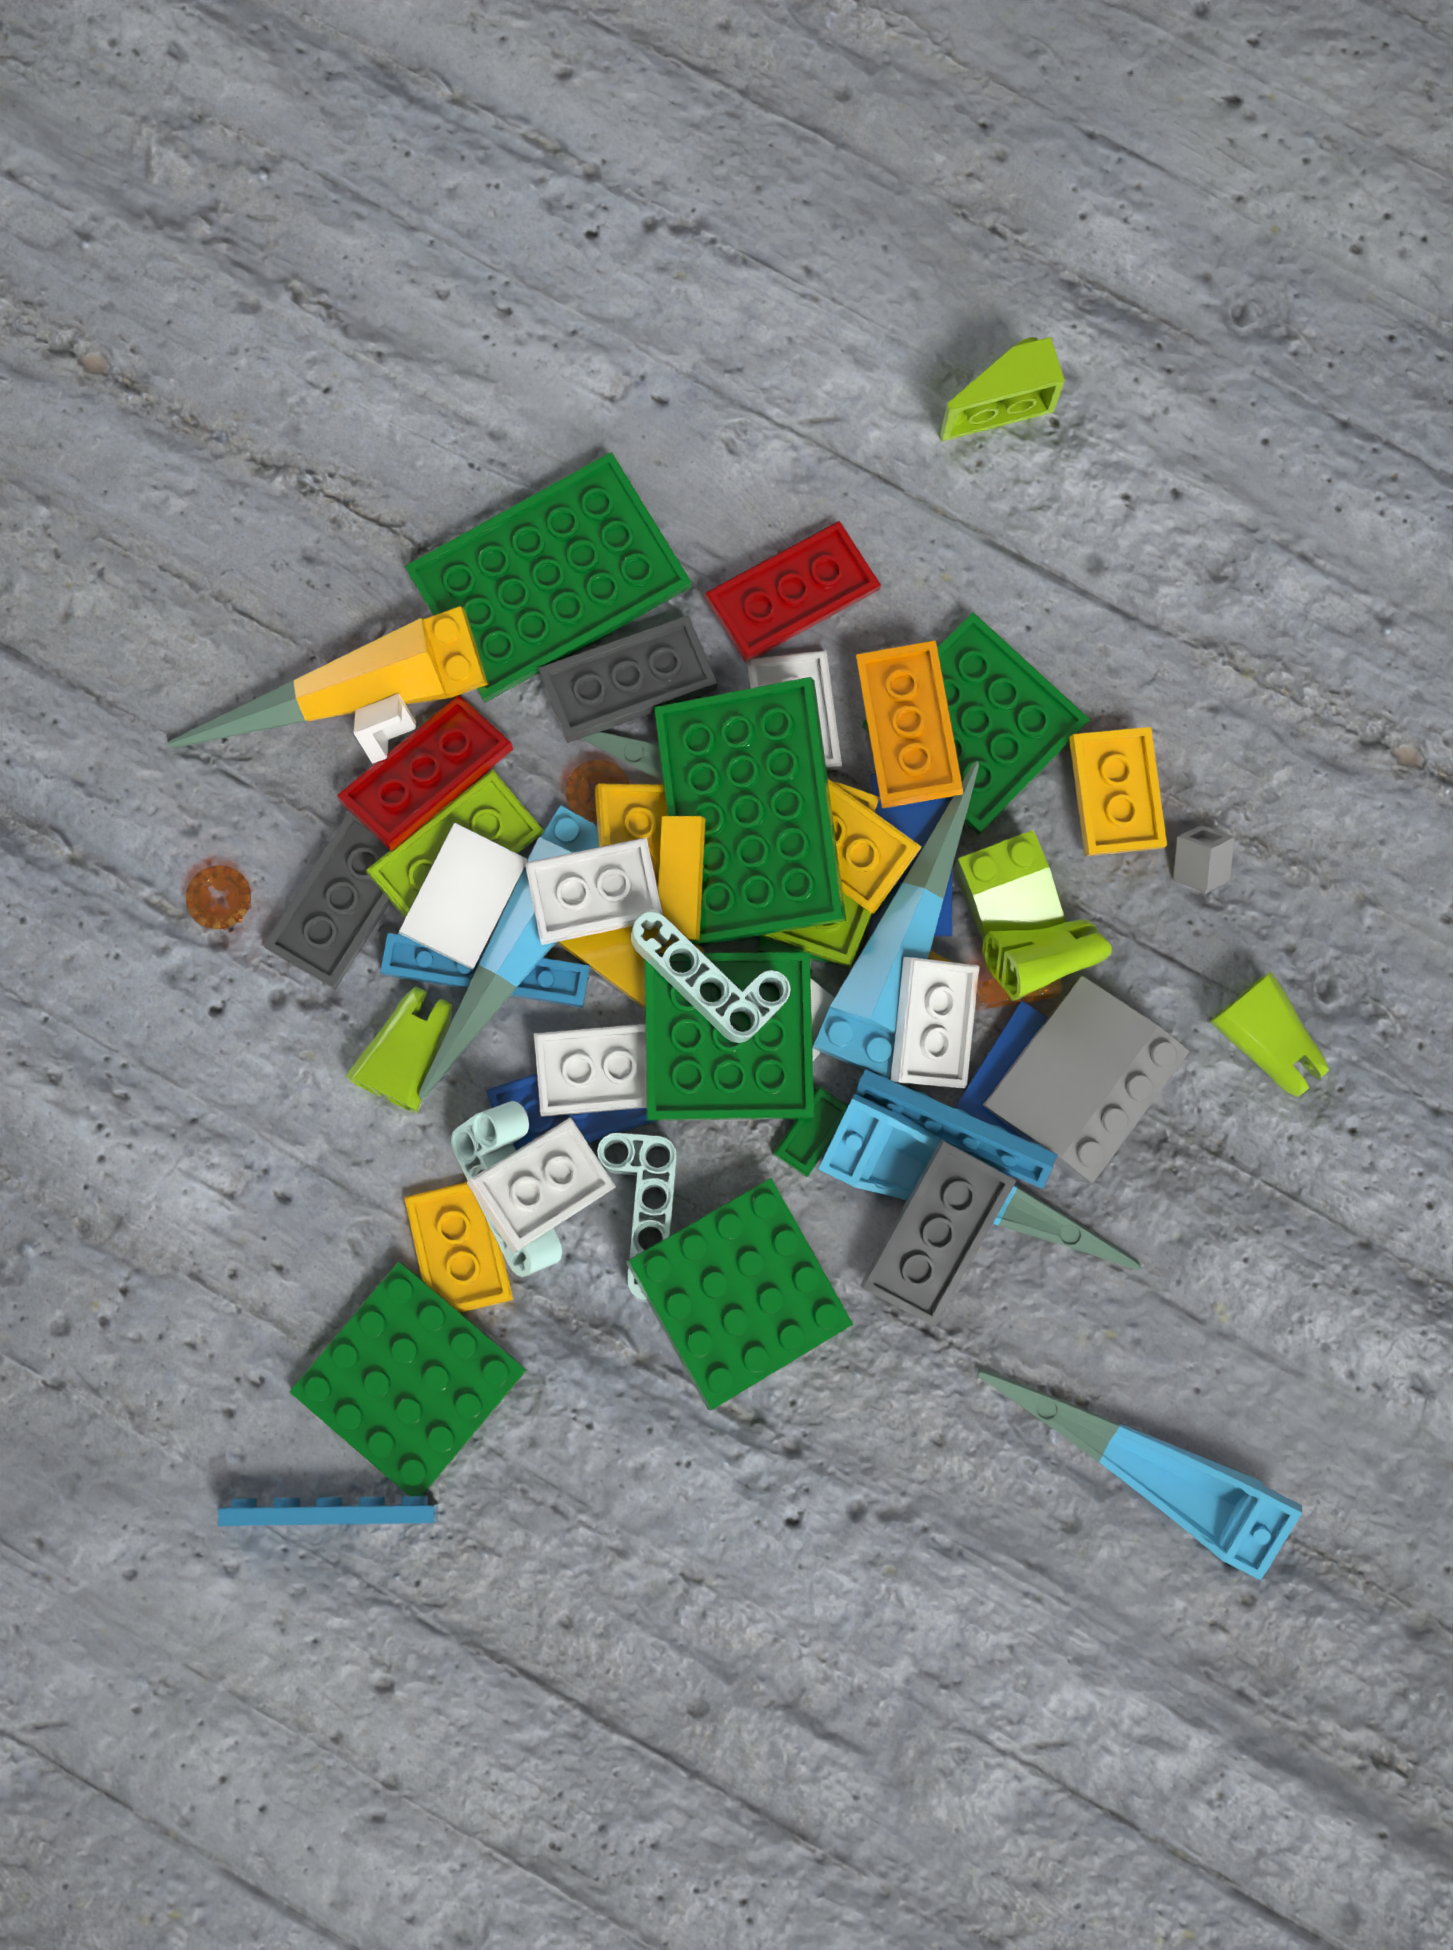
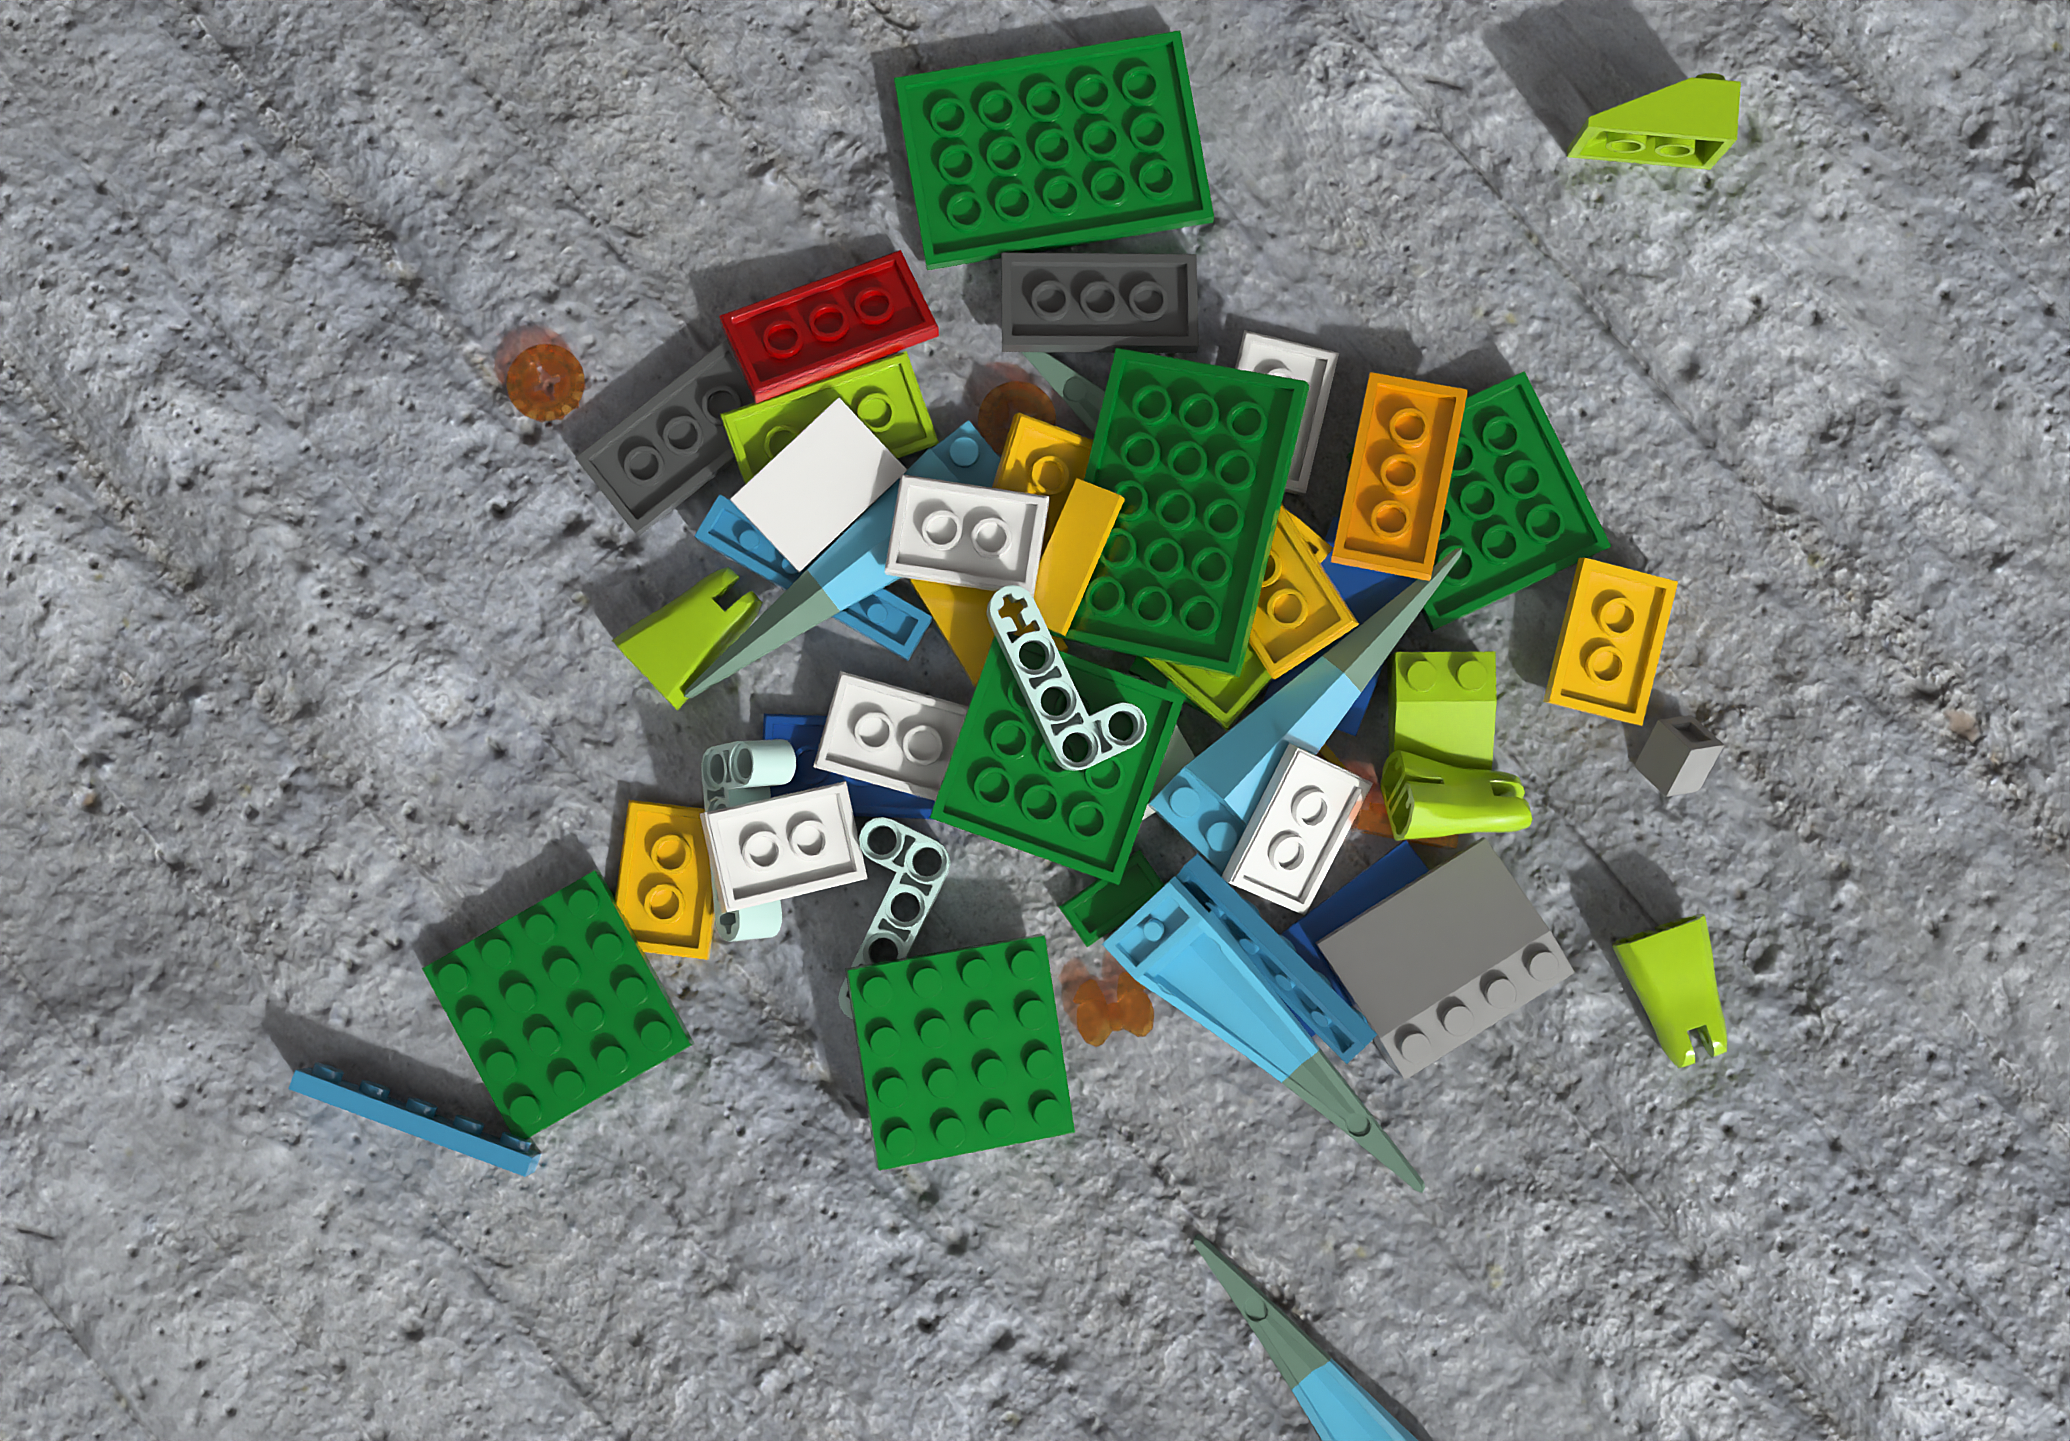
camera: 20 degrees right, 5 degrees up
(382, 722) = (799, 250): white panel -> none
(418, 661) = (851, 195): yellow plate -> none
(792, 591) = (1326, 270): red tile -> none
(838, 1229) = (1099, 1019): none -> clear orange piece
(938, 1232) = (1209, 1068): dark grey plate -> none

